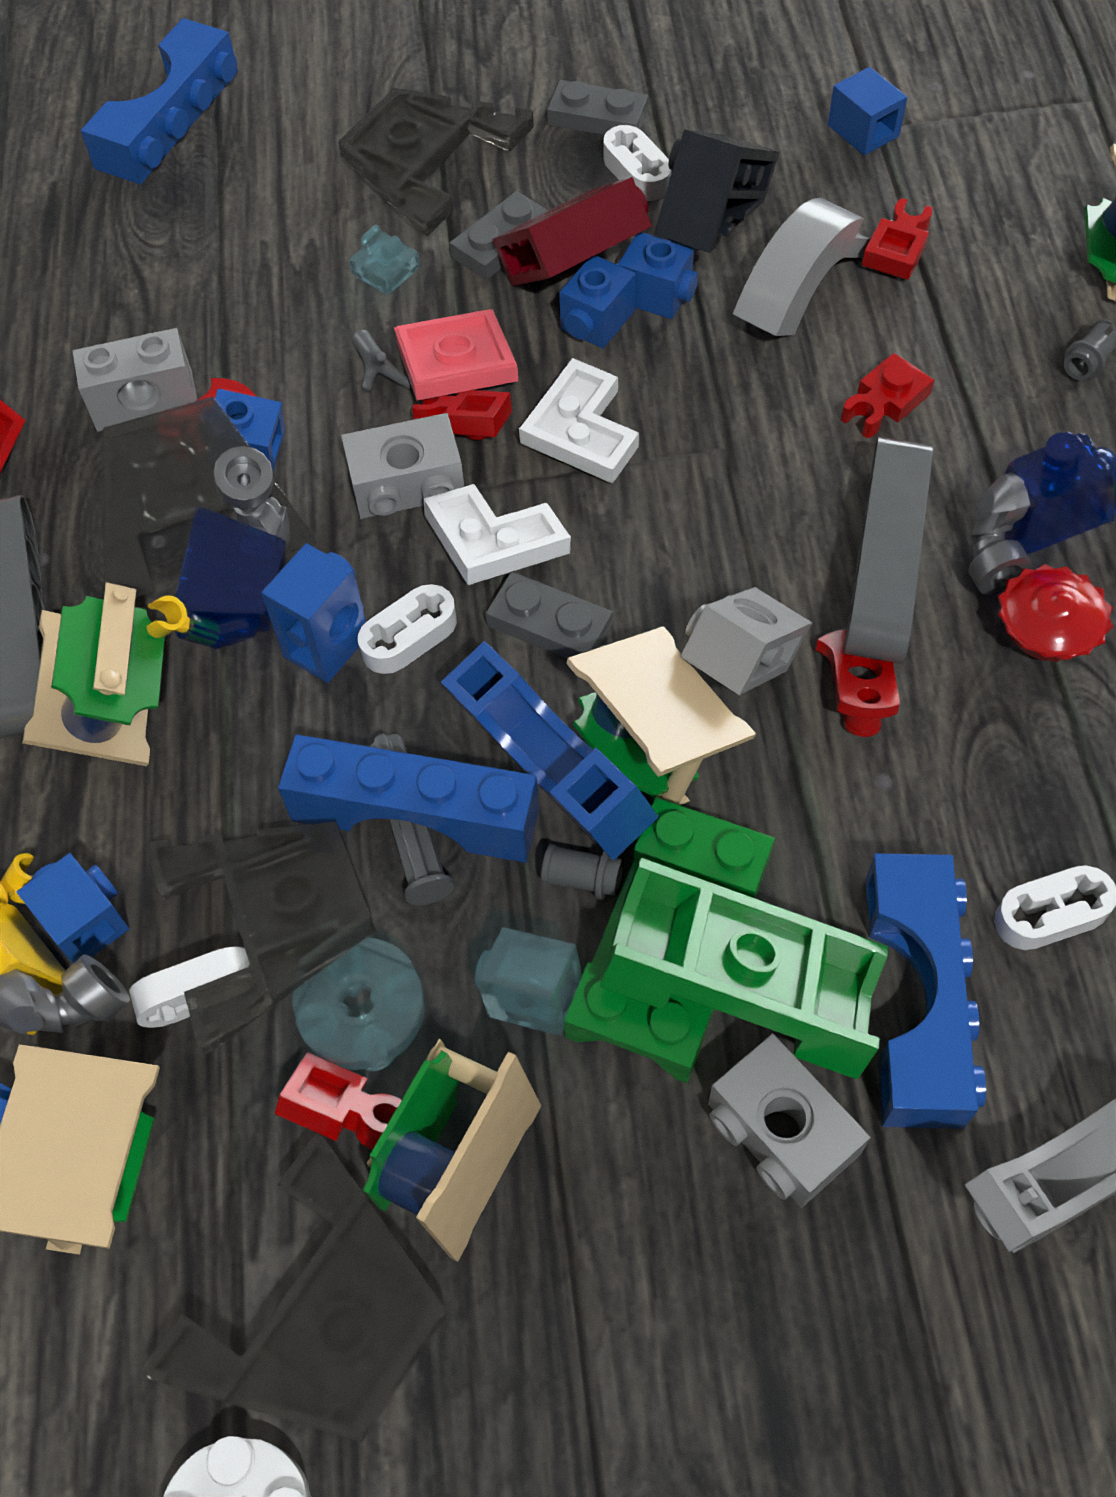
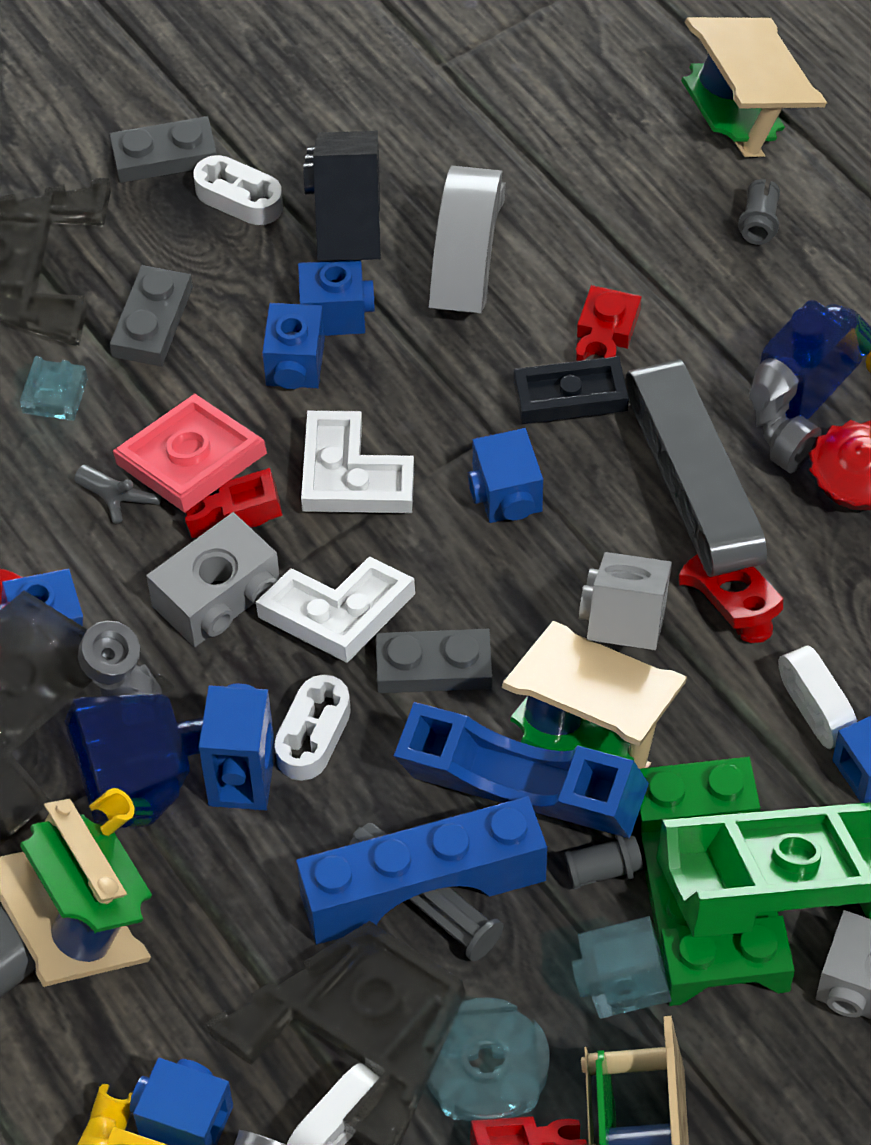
camera: 30 degrees left, 5 degrees down
(573, 232) = (237, 290): dark red brick -> none
(710, 484) = (506, 476): none -> blue brick
(818, 434) = (570, 390): none -> black plate
(867, 110) = (428, 55): blue brick -> none
(881, 808) = (816, 694): none -> white beam
(899, 242) = (534, 176): red plate -> none

